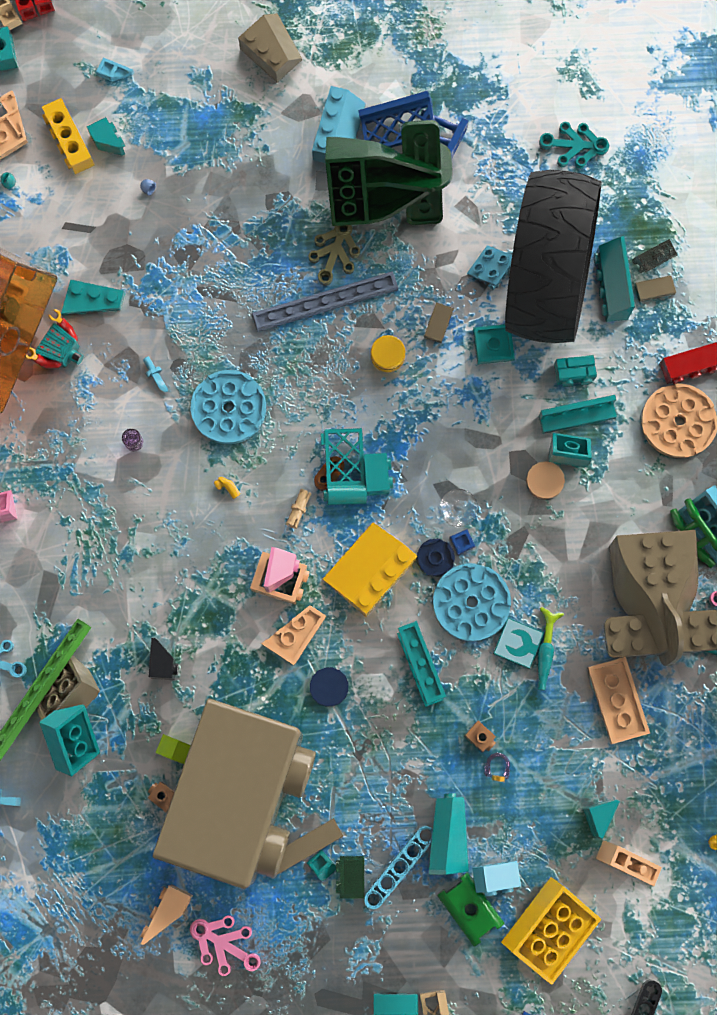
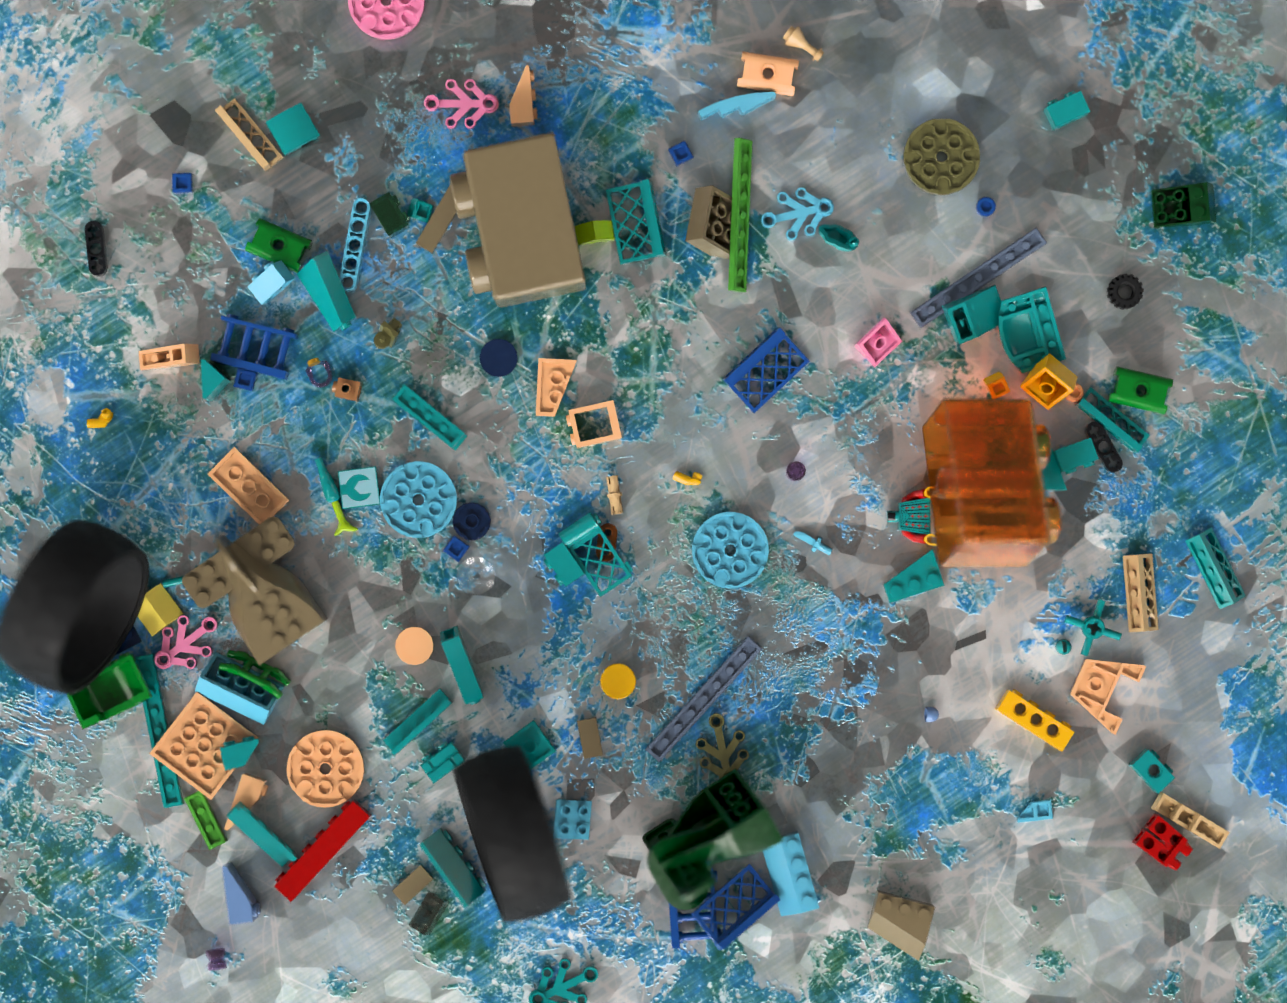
camera: 145 degrees right, 10 degrees up
(55, 778) = (680, 153): none -> blue tile
(70, 739) = (685, 188): teal slope -> none
(105, 138) = (999, 738): teal slope -> none
(109, 555) = (754, 358): none -> blue fence
(119, 730) = (652, 218): none -> teal fence
(154, 791) = (576, 193): medium nougat brick -> none
(162, 663) = (650, 296): black slope -> none
(280, 568) = (594, 428): bright pink slope -> none
(370, 568) = (522, 478): yellow slope -> none
(416, 764) = (387, 334): none -> olive hips
(514, 440) = (461, 665): none -> teal slope
(551, 930) = (204, 266): yellow slope -> none
(564, 819) = (260, 365): none -> blue fence
(568, 801) = (245, 379): none -> blue tile
(570, 450) = (406, 683): teal slope -> none

